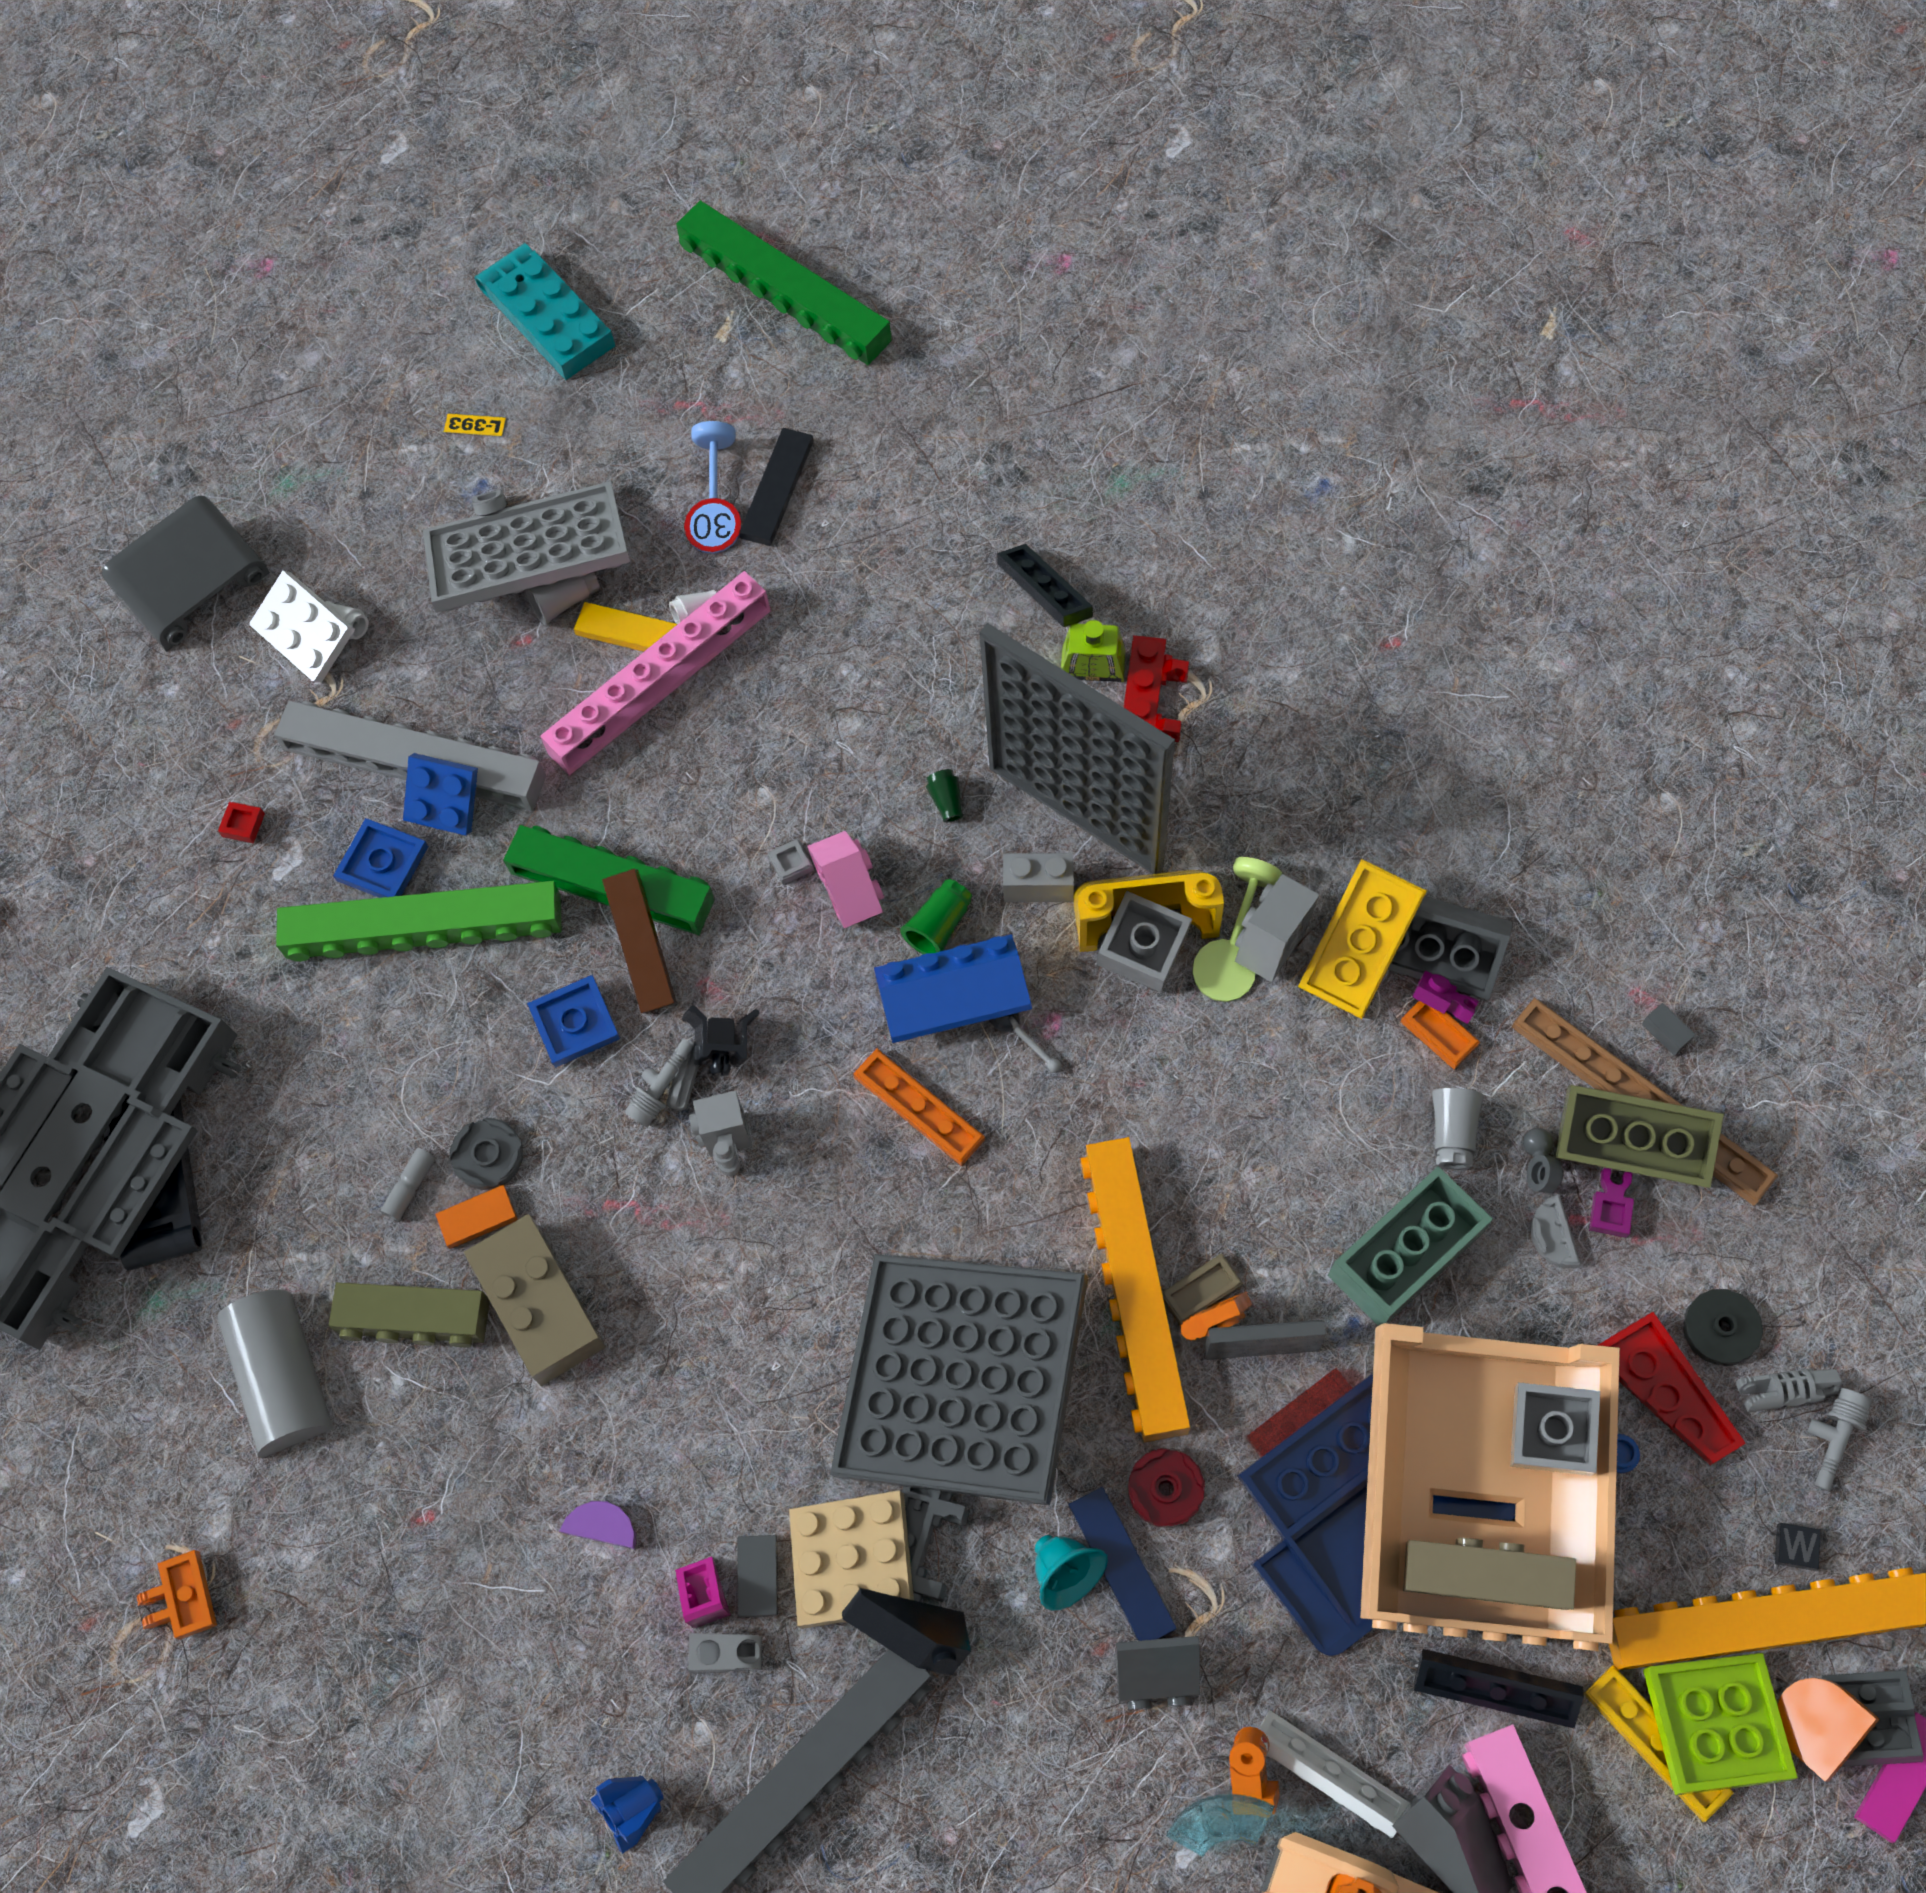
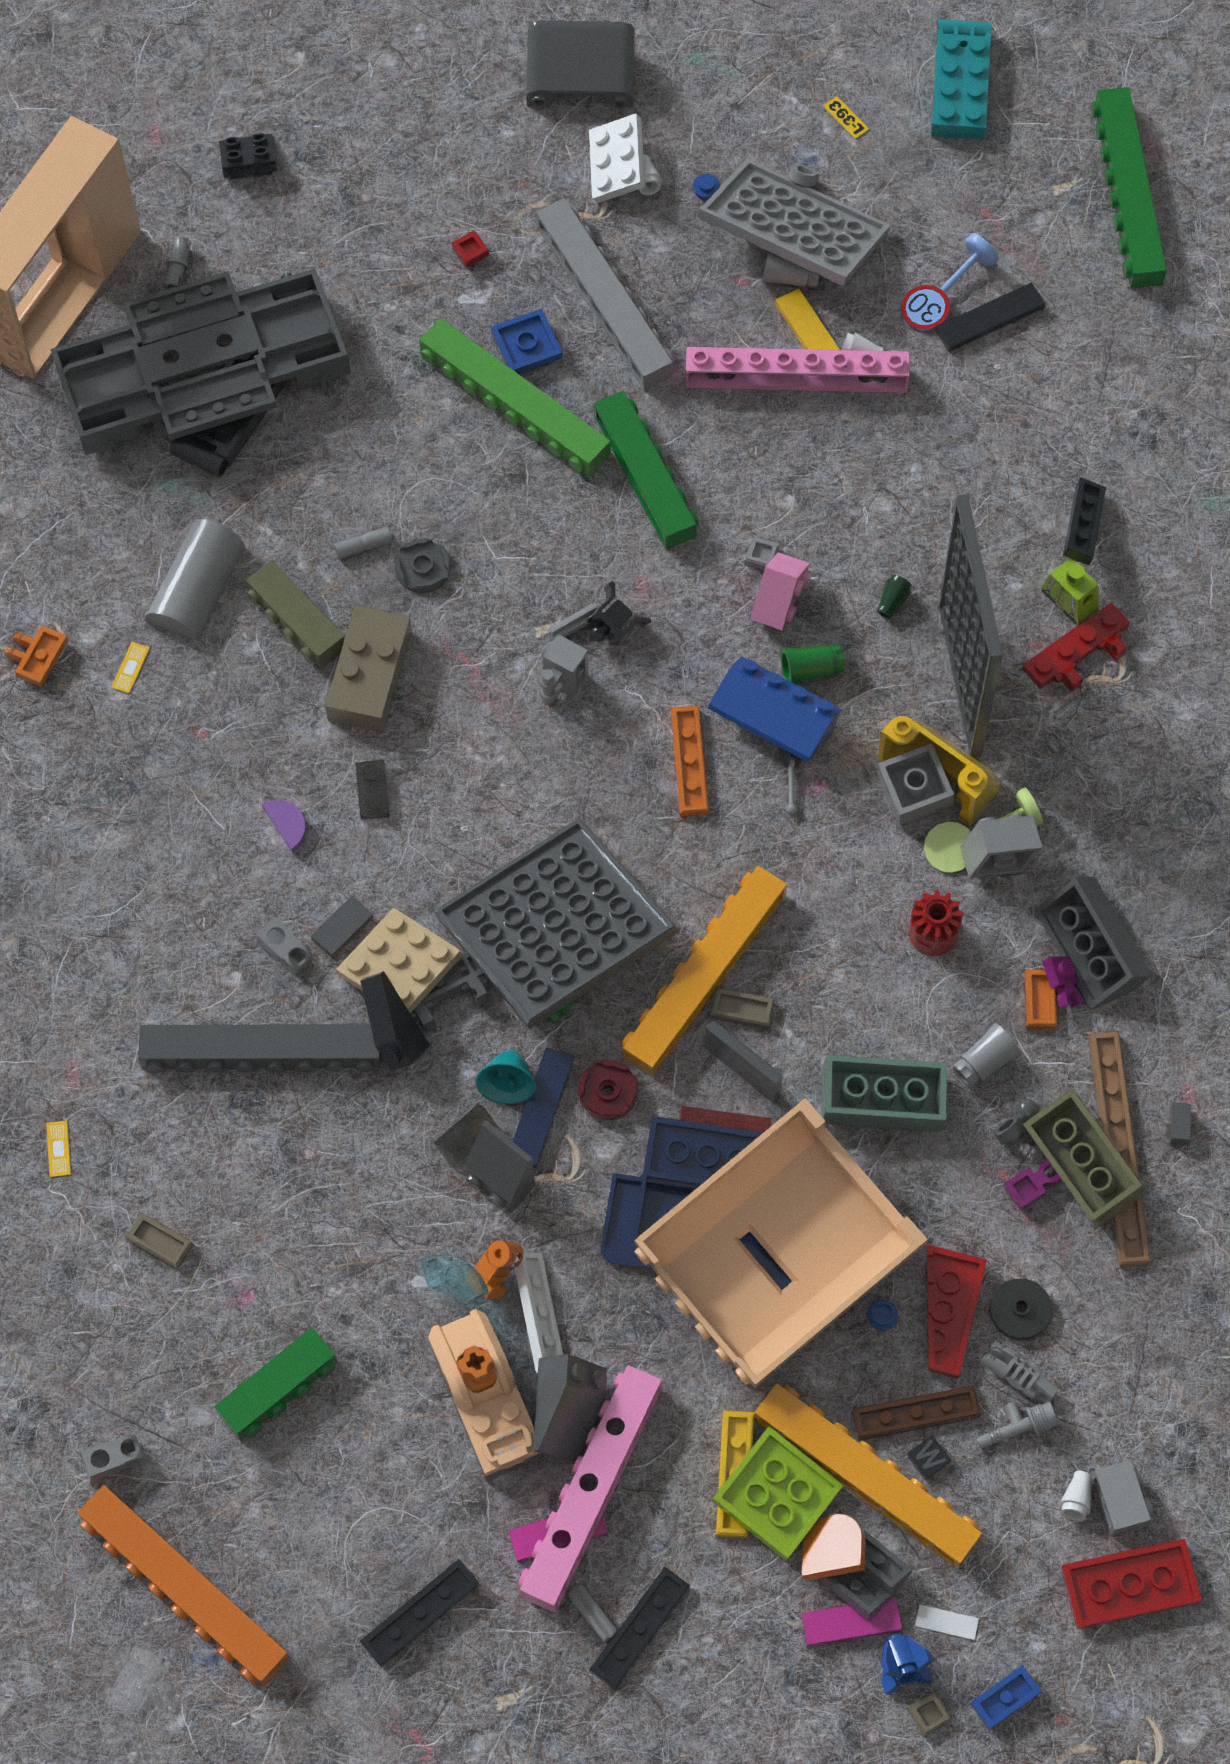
camera: 40 degrees right, 0 degrees up
(290, 1518) = (130, 667): none -> yellow sticker
(410, 584) = (705, 186): none -> blue plate
(440, 794) = (597, 331): blue plate -> none
(476, 1217) = (382, 595): orange tile -> none
(573, 1021) = (543, 533): blue plate -> none
(628, 1807) = (159, 975): blue brick -> none
(639, 941) = (624, 520): reddish brown tile -> none
(646, 1104) = (537, 617): light grey piece -> none
(652, 1412) = (372, 789): none -> clear smoke plate
(701, 1593) = (302, 907): dark pink slope -> none
(1038, 877) = (894, 691): light grey brick -> none
(1085, 1666) = (459, 1139): none -> clear smoke plate
(1221, 1314) = (735, 1024): orange hinge -> none
(1290, 1050) = (935, 924): none -> red gear
(1362, 938) = (1046, 899): yellow tile -> none
(1490, 1574) = (726, 1286): dark tan brick -> none
(1498, 1688) = (676, 1361): black plate -> none
(1553, 1235) = (979, 1168): light grey tile -> none
(1555, 1429) = (845, 1248): light grey brick -> none
(1741, 1516) = (916, 1413): none -> reddish brown tile

